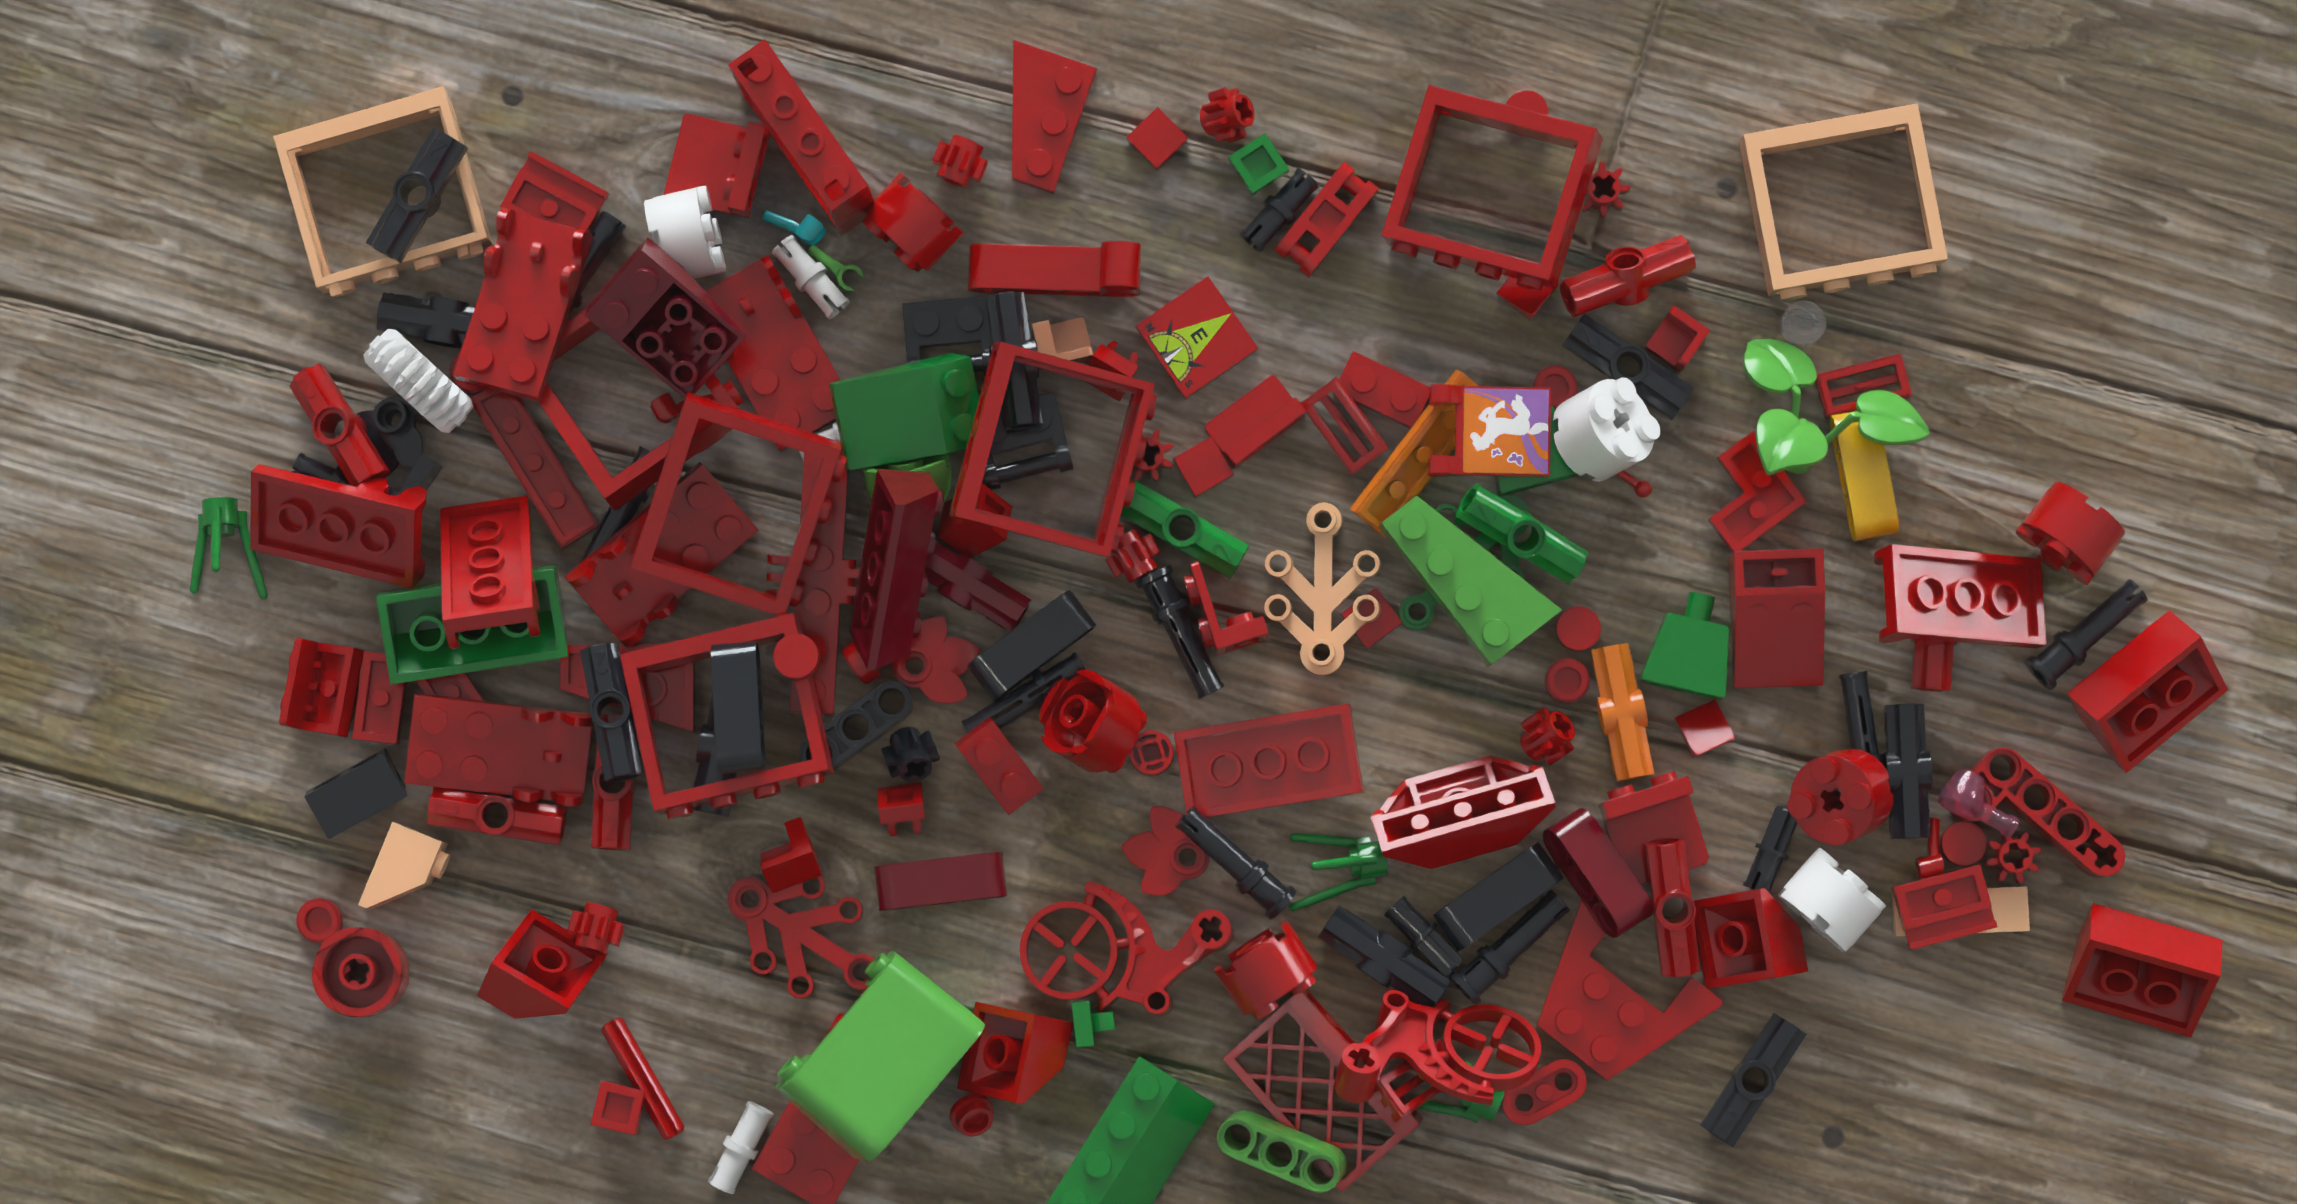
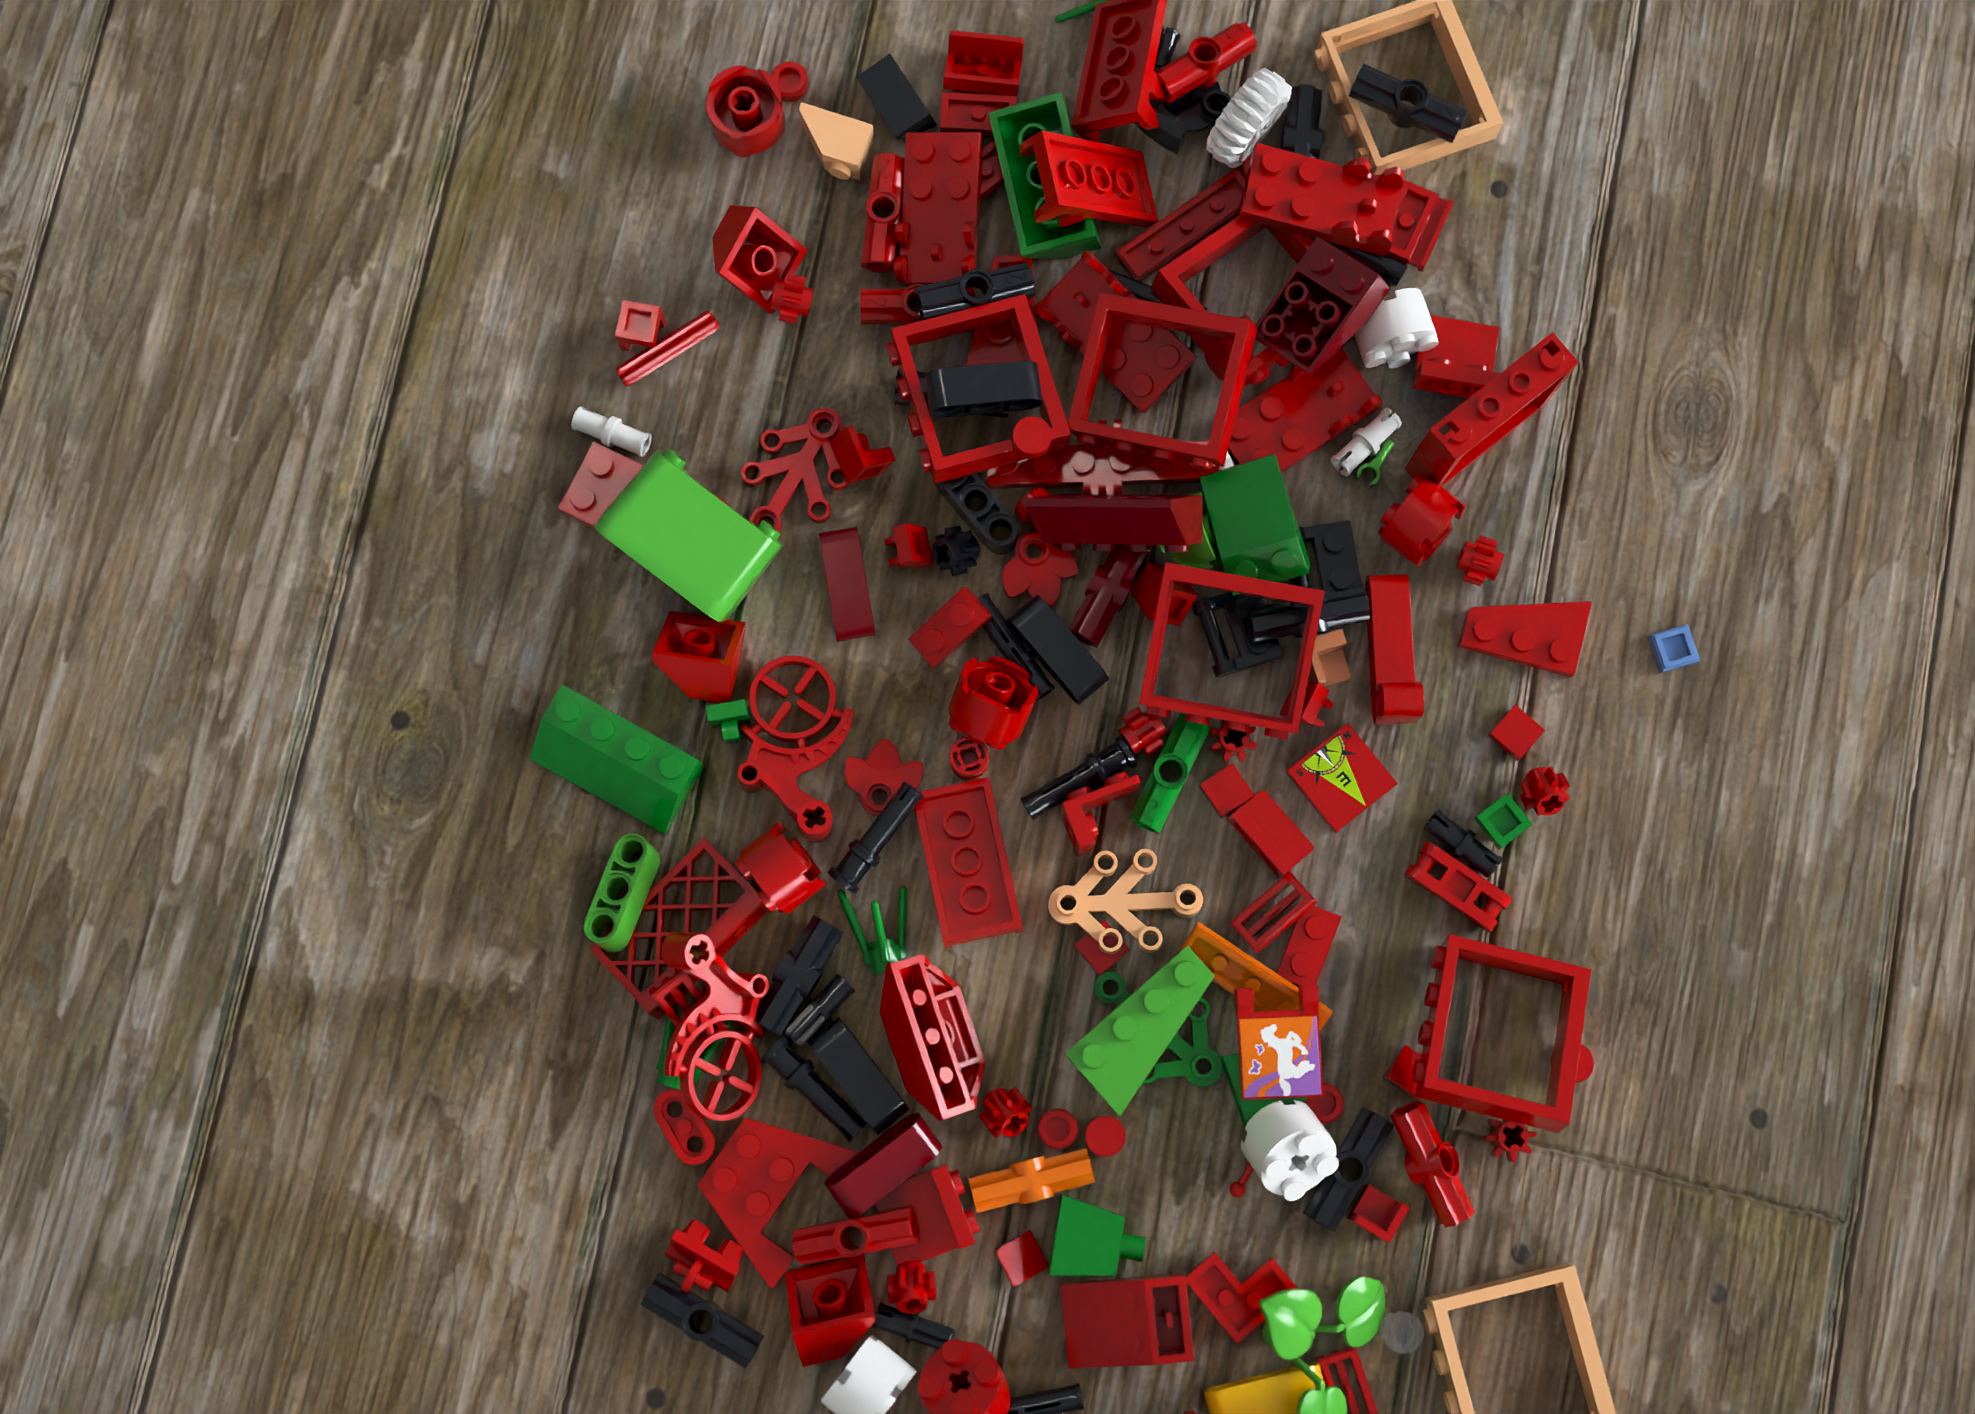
camera: 85 degrees right, 5 degrees down
(809, 231) = (1406, 438): teal hand -> none
(972, 1115) = (645, 623): red plate -> none
(1501, 520) = (1176, 1098): green piece -> none
(1692, 1078) = (699, 1262): none -> red hips
(1730, 849) = (911, 1287): none -> red gear

